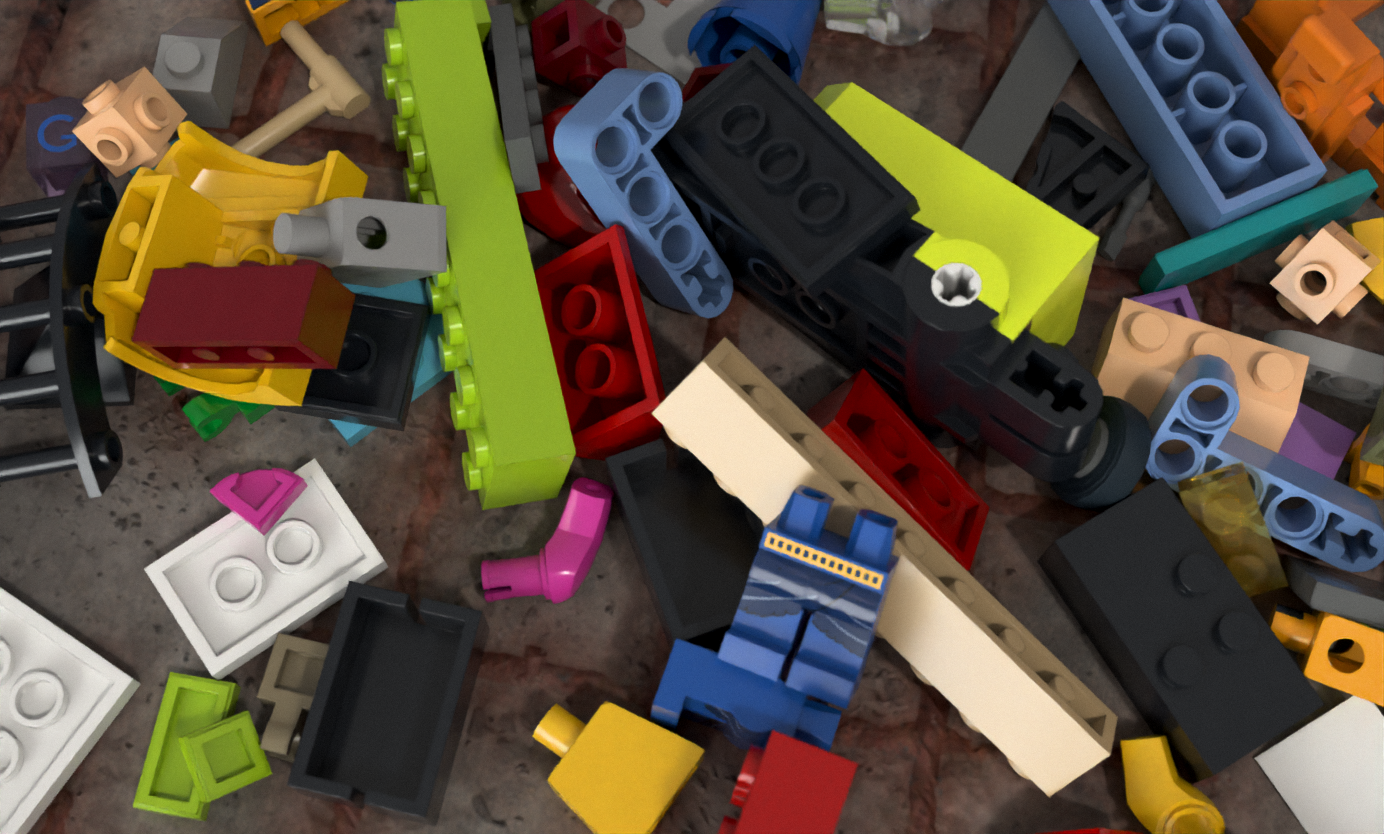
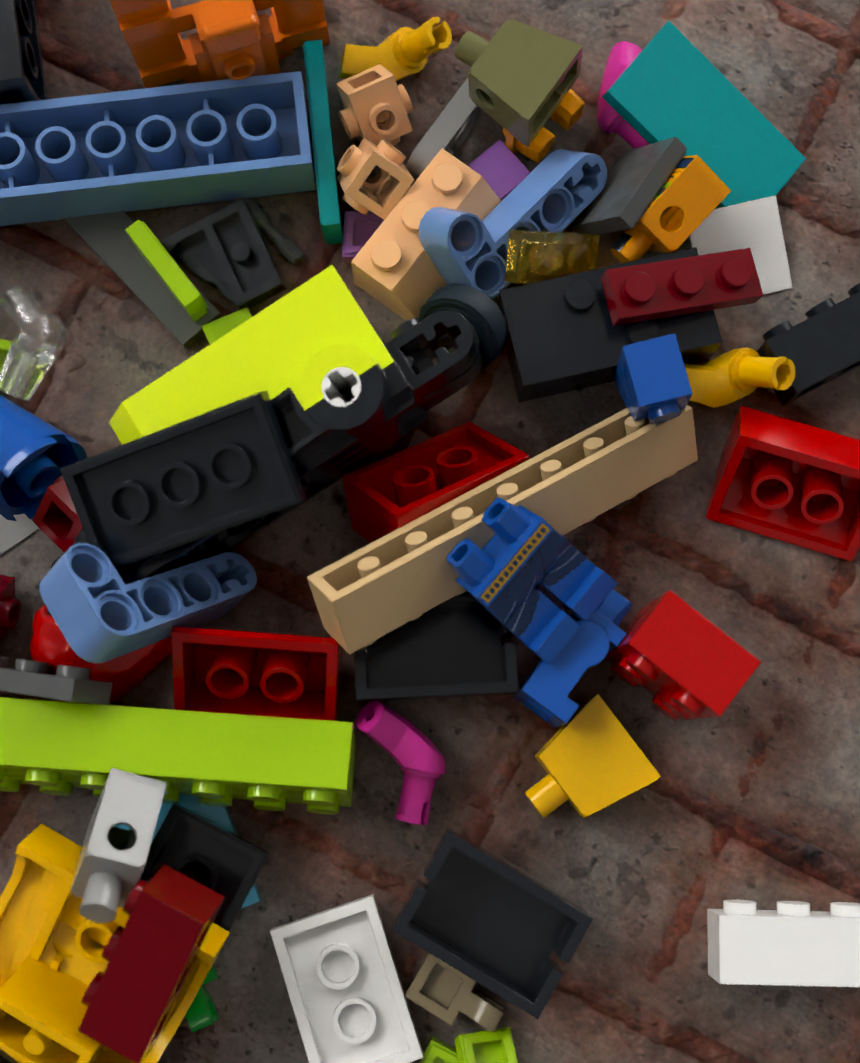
camera: 70 degrees left, 10 degrees up
(259, 495) = (289, 985): dark pink tile -> none
(1029, 113) = (167, 270): none -> lime tile
(1126, 687) = (653, 379): none -> blue slope
(1216, 288) = (380, 192): none -> light nougat brick
(1264, 697) = (681, 286): none -> dark red plate

